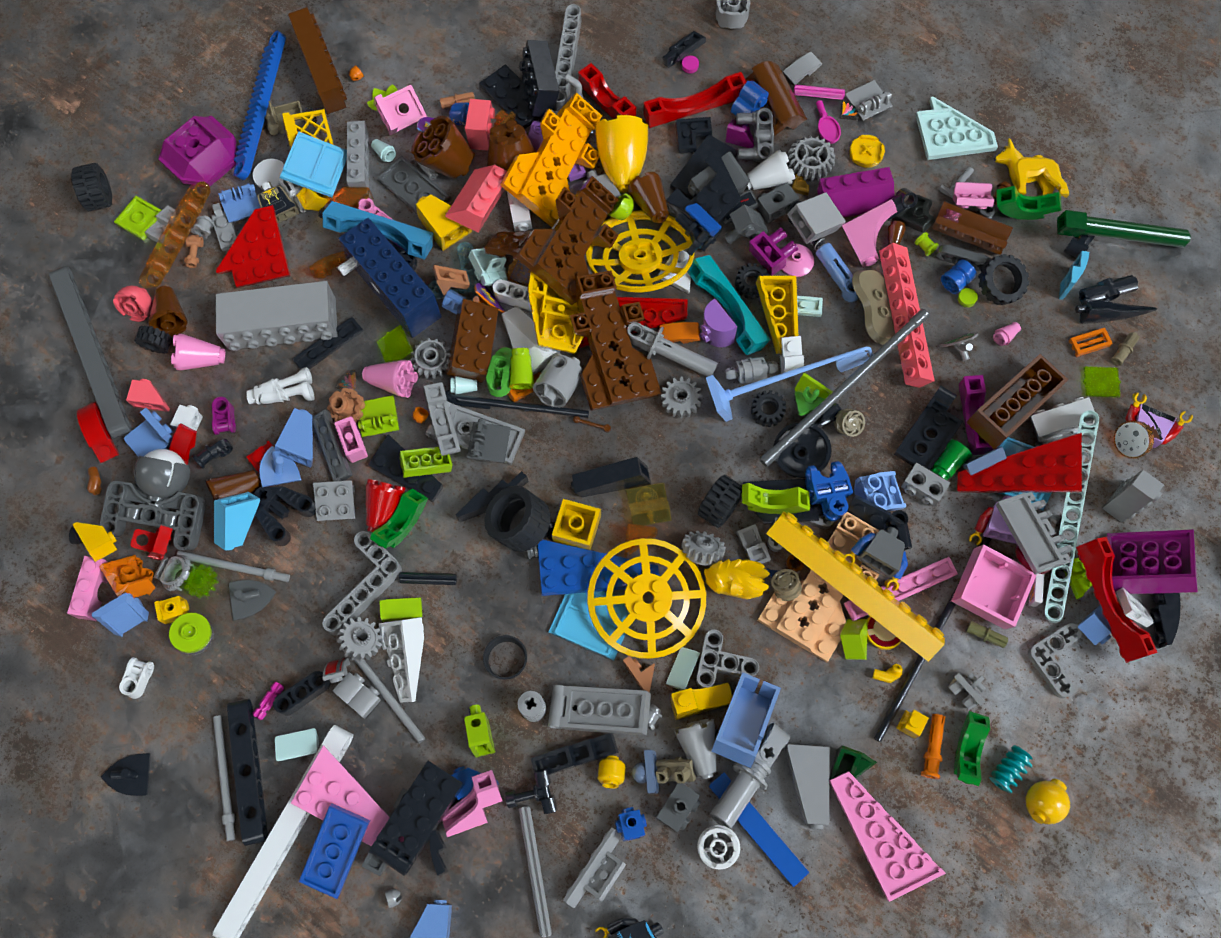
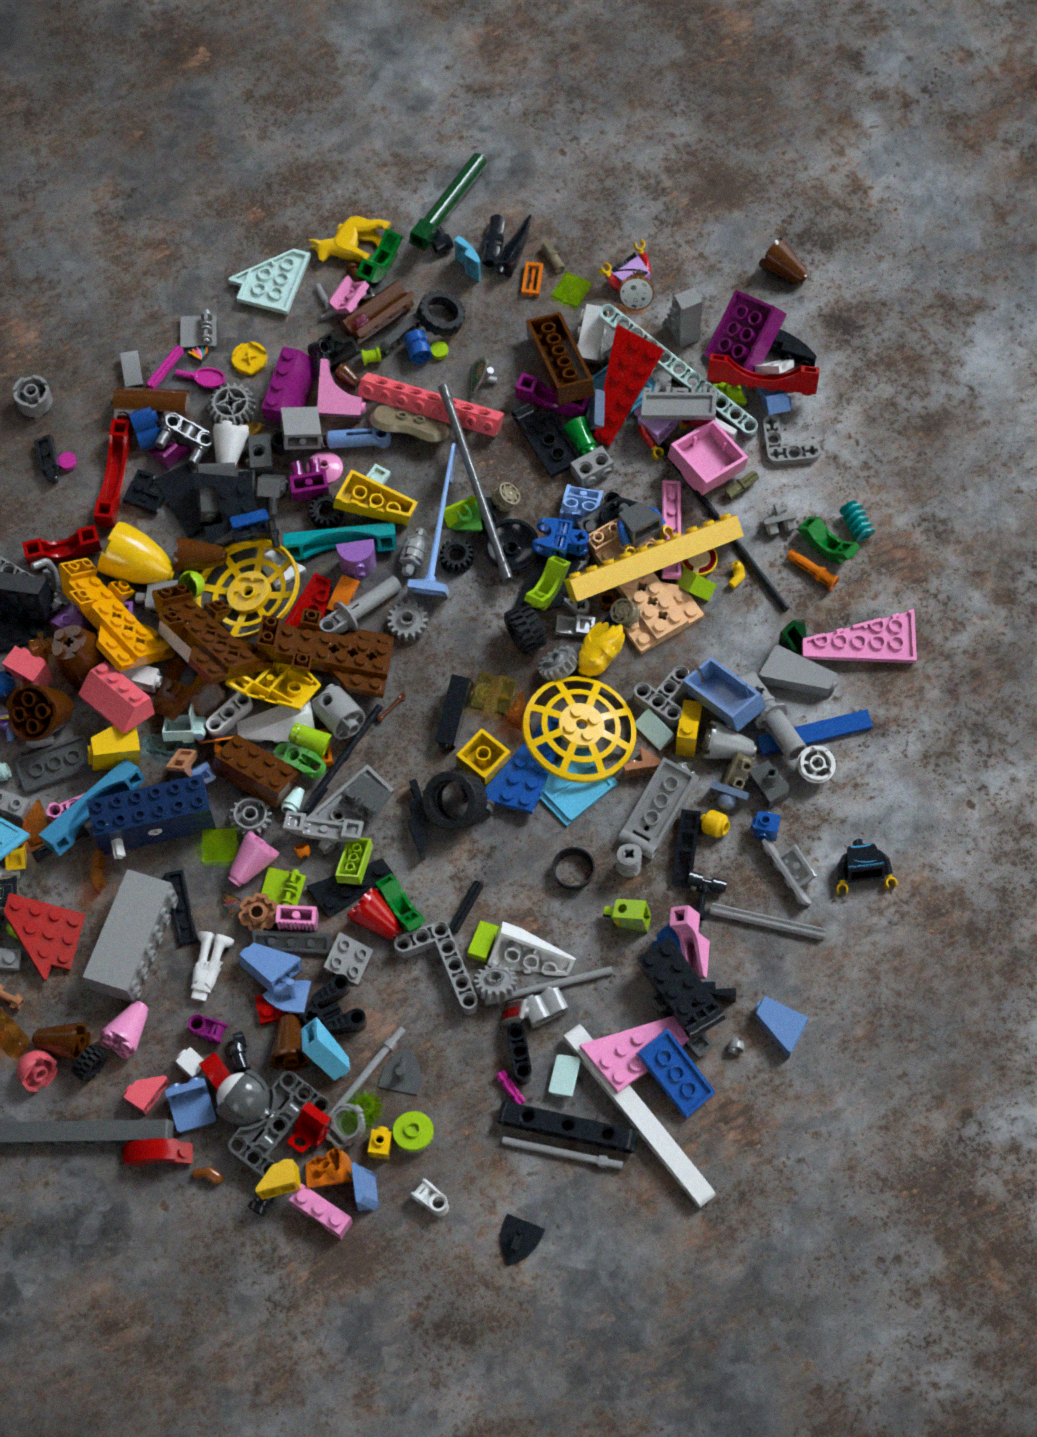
camera: 65 degrees left, 5 degrees down
(791, 353) = (423, 511): white brick -> none
(912, 723) = (786, 575): yellow brick -> none
(1005, 334) = (490, 337): bright pink cone -> none
(1048, 801) = (894, 508): yellow brick -> none

